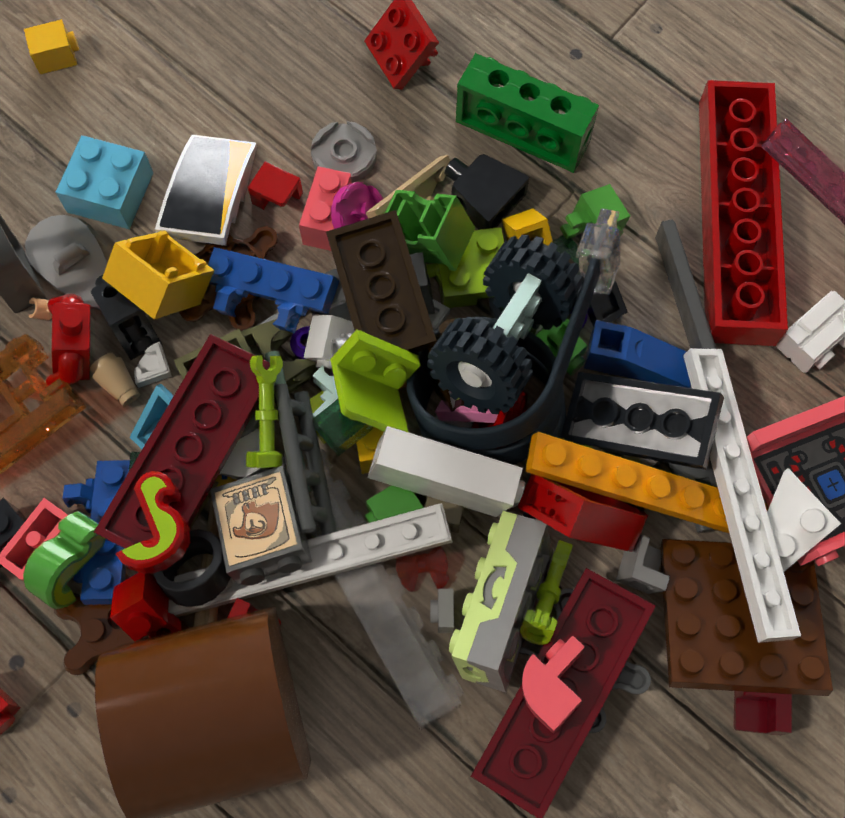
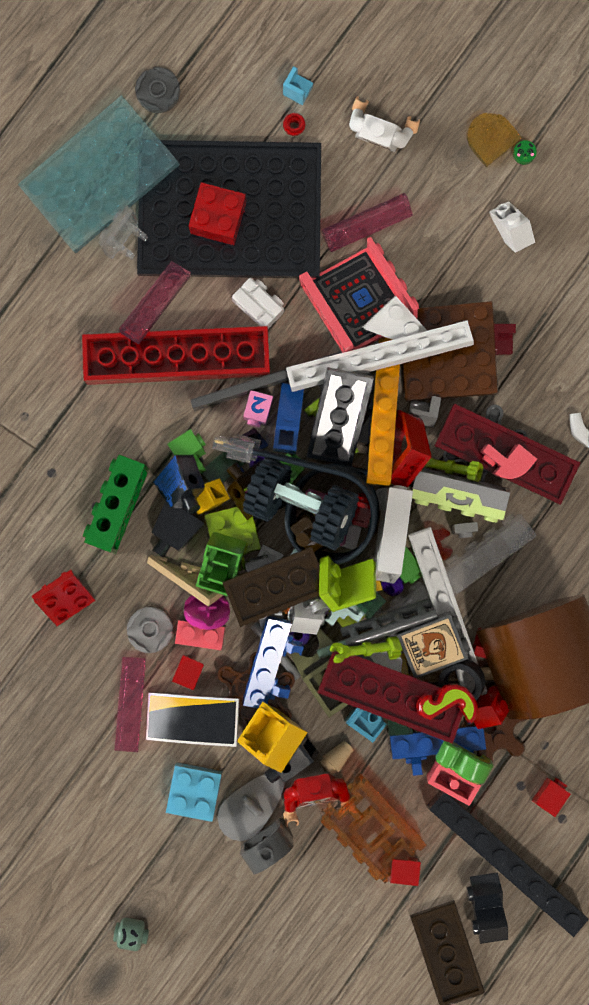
camera: 100 degrees left, 15 degrees up
(51, 46) = (85, 853): yellow brick -> none
(152, 366) = (322, 736): white tile -> none
(244, 119) = (130, 704): none -> clear pink tile
(364, 488) = (393, 588): none -> dark purple plate
(537, 193) = (181, 483): none -> black torso
(657, 315) = (257, 409): none -> bright pink brick

